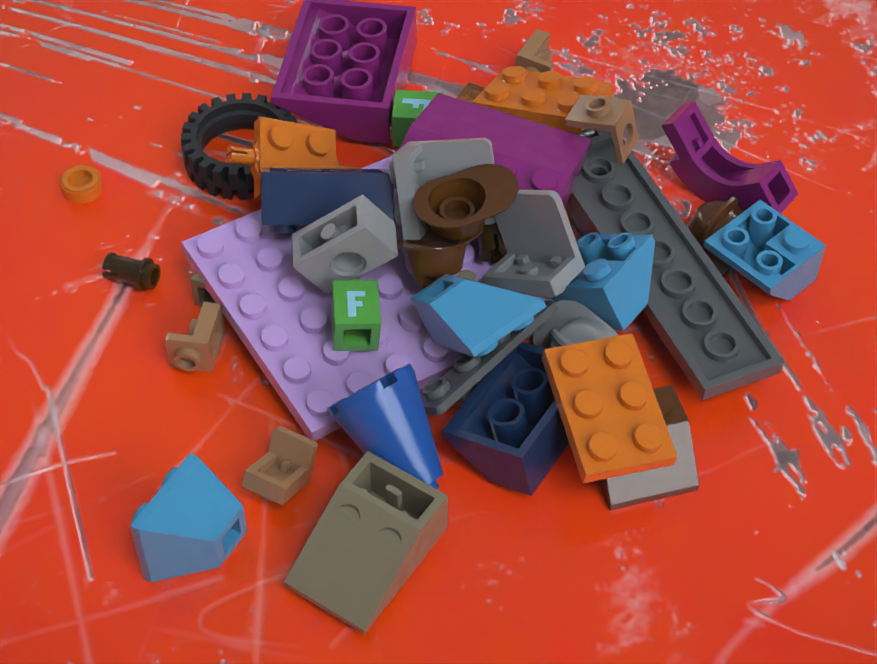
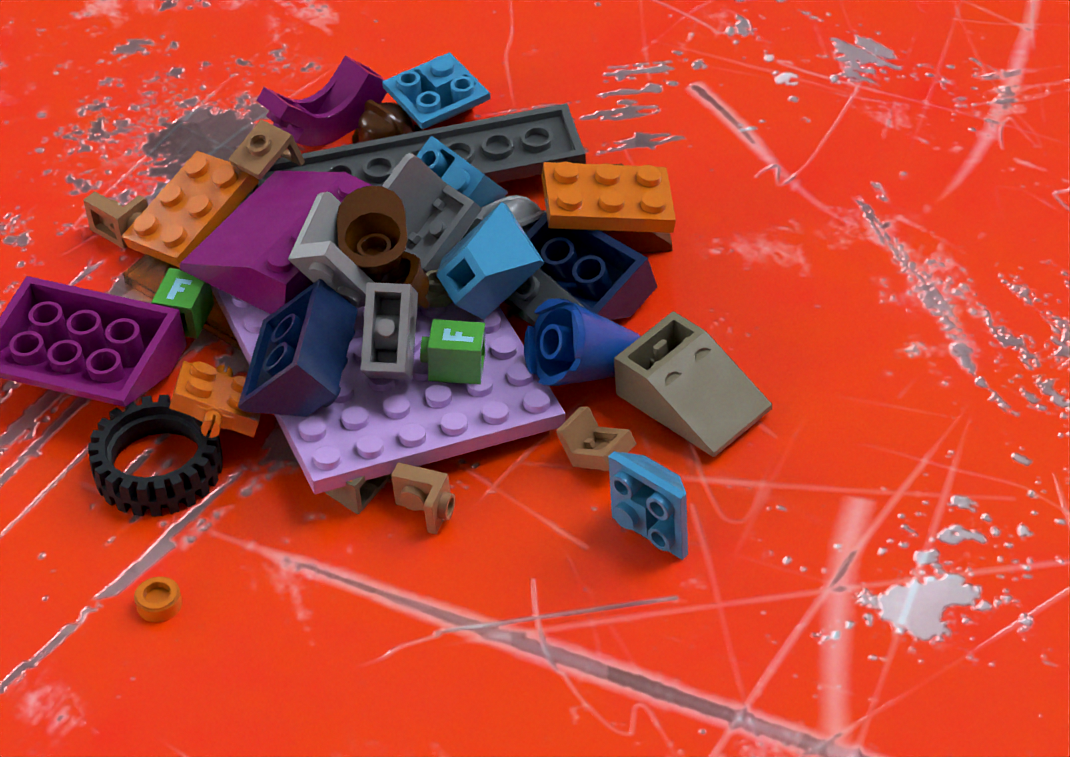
camera: 75 degrees left, 5 degrees down
(140, 273) = (315, 543): dark brown pin -> none

